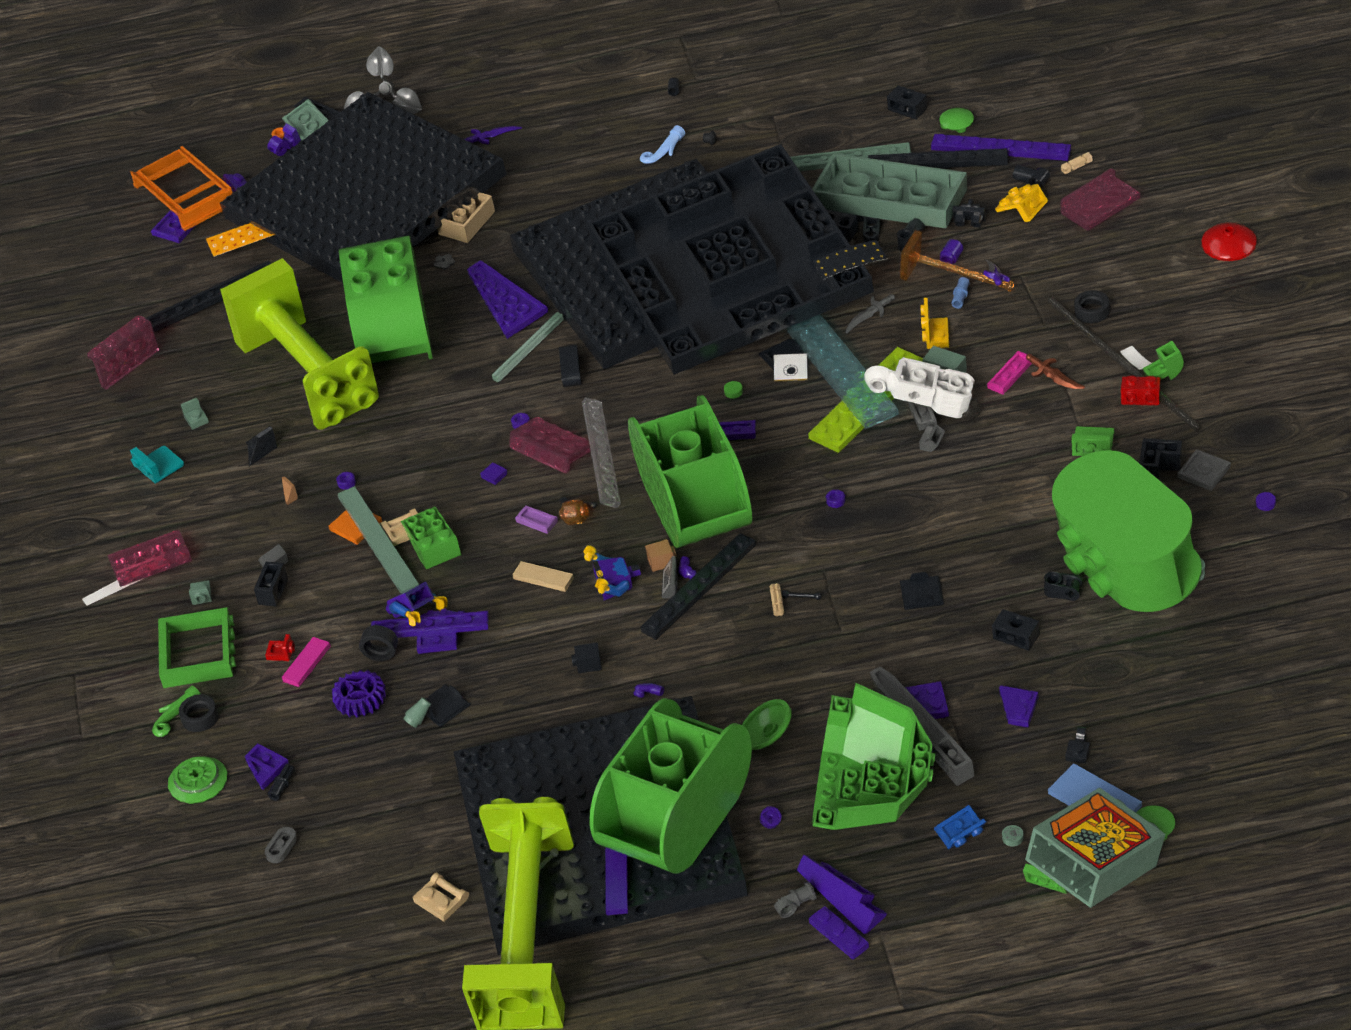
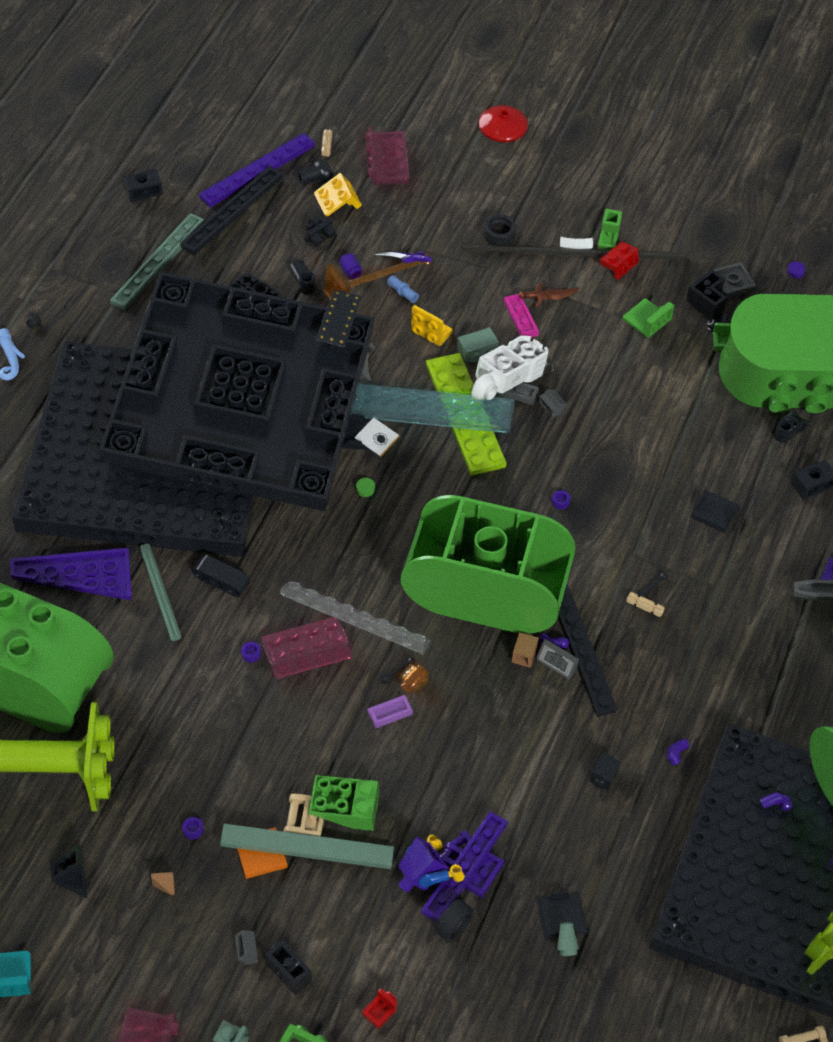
camera: 65 degrees left, 10 degrees up
(306, 662) = (411, 997): dark pink tile -> none
(359, 698) = (482, 981): dark purple gear -> none
(493, 473) = (300, 709): dark purple tile -> none
(543, 576) = (468, 747): tan tile -> none
(611, 573) = (520, 696): torso -> none
(739, 429) = (407, 527): dark purple plate -> none
(768, 723) = (785, 686): bright green dish -> none
(890, 190) = (247, 250): sand green tile -> none
(956, 119) = (195, 172): bright green dish -> none

